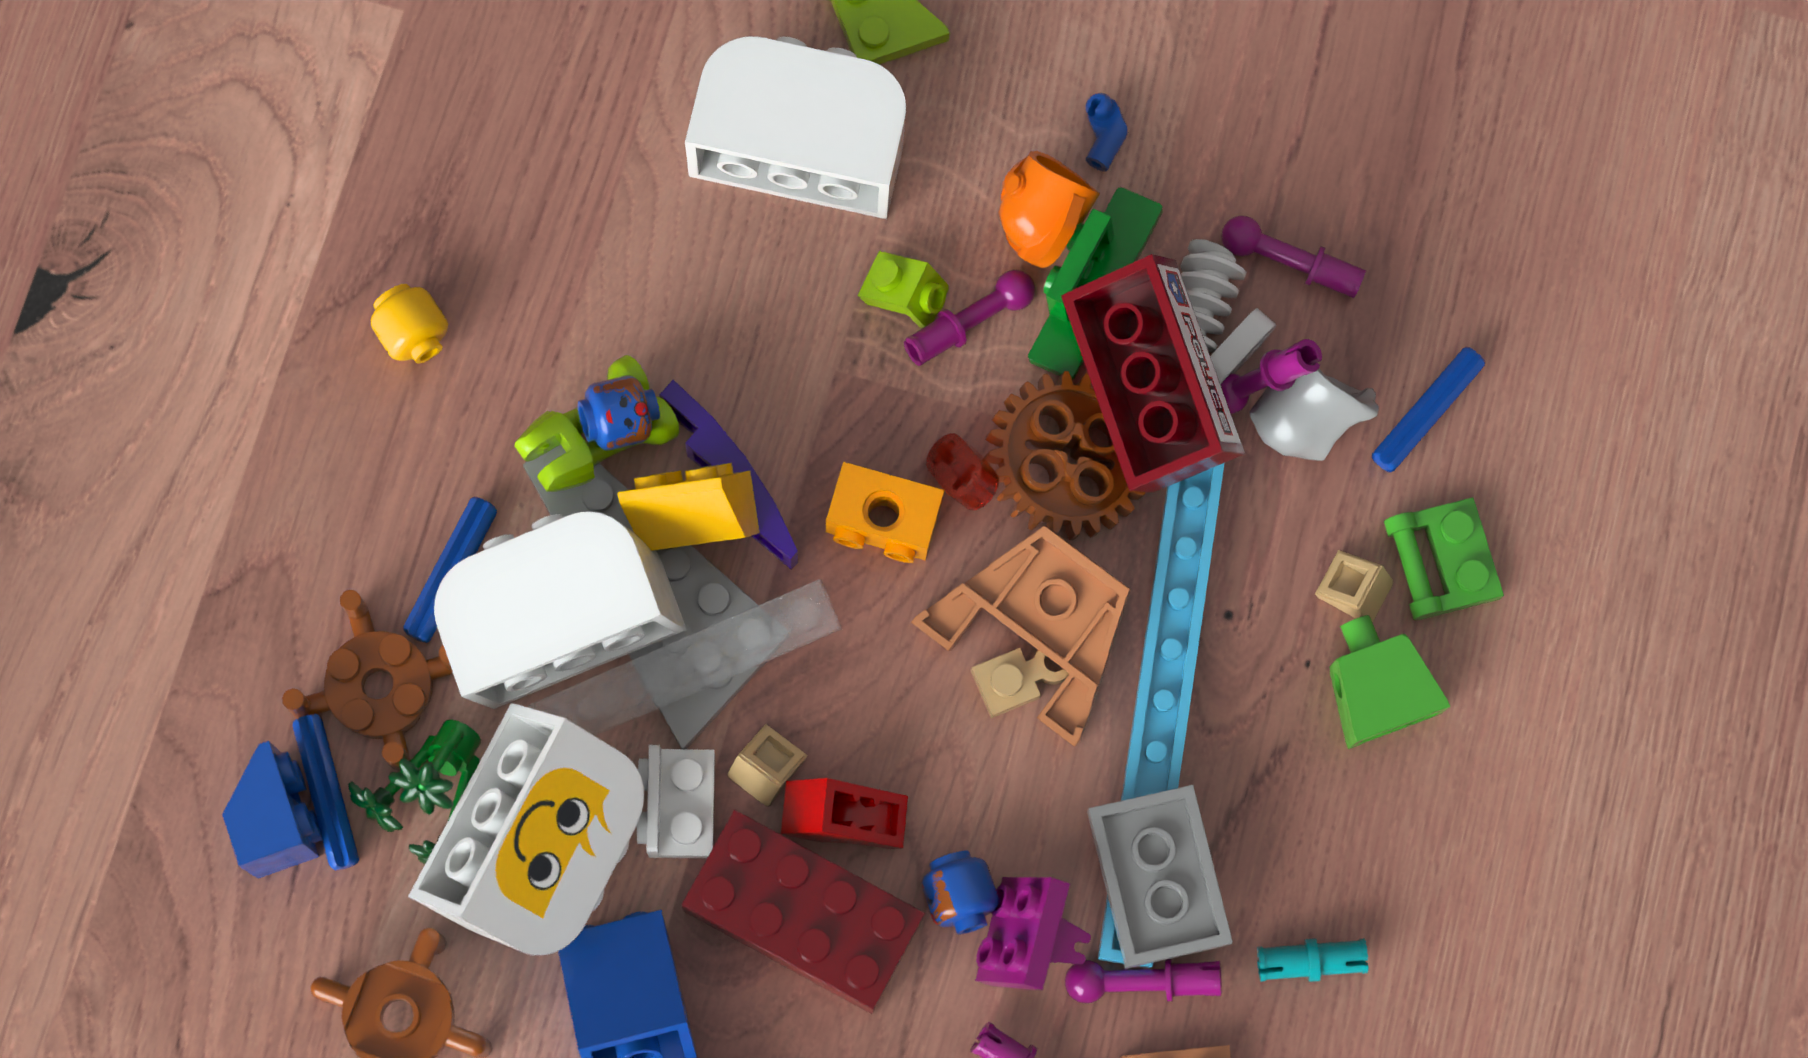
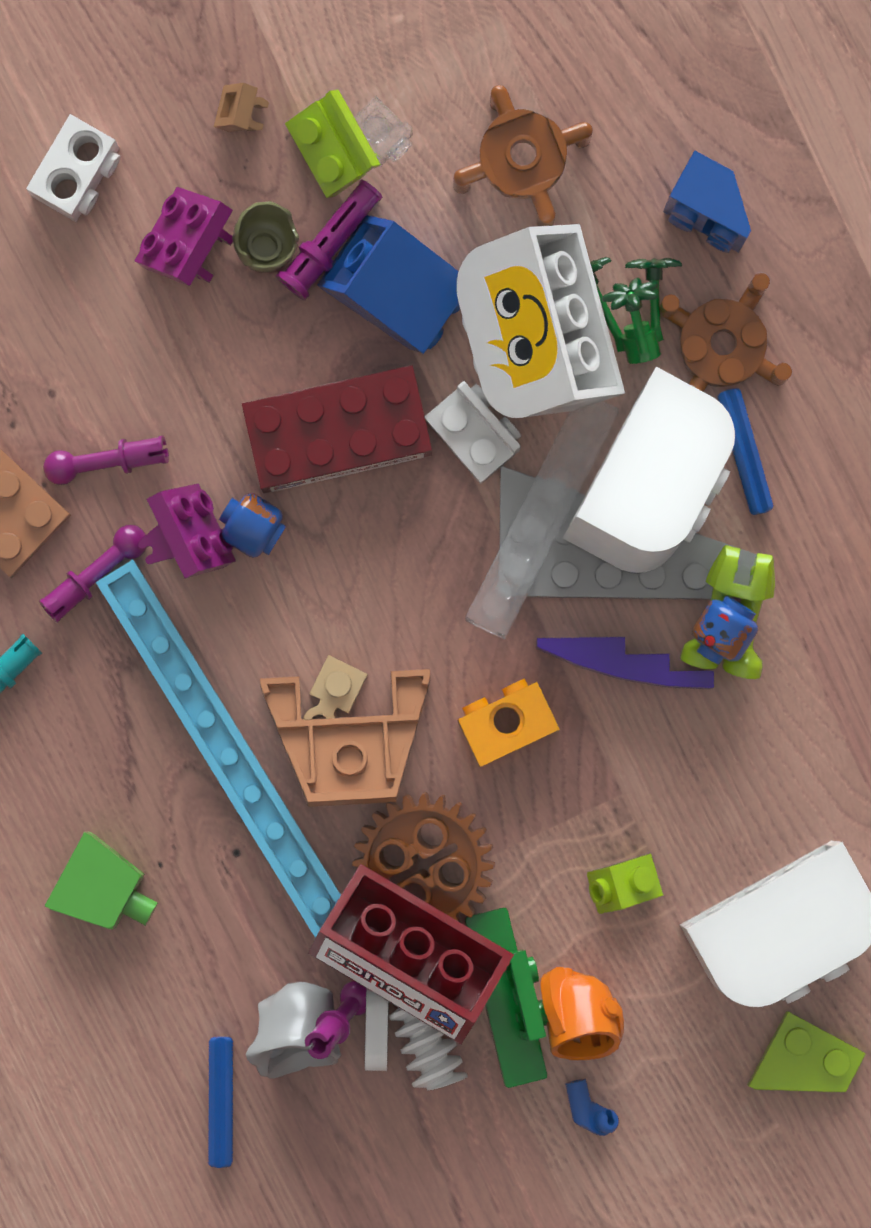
camera: 145 degrees right, 10 degrees up
(325, 792) = (694, 251): blue axle -> none
(699, 510) = (624, 611): yellow slope -> none
(766, 765) = (441, 503): tan slope -> none
(844, 813) = (365, 511): red arch -> none
(956, 476) = (482, 782): clear red beam -> none
(1012, 291) = (555, 947): magenta pin -> none
(1159, 876) = (136, 638): light grey plate -> none
(1244, 236) = (436, 1114): magenta pin -> none
(1355, 585) = (171, 940): tan slope -> none
(1458, 553) = (120, 1019): bright green plate -> none

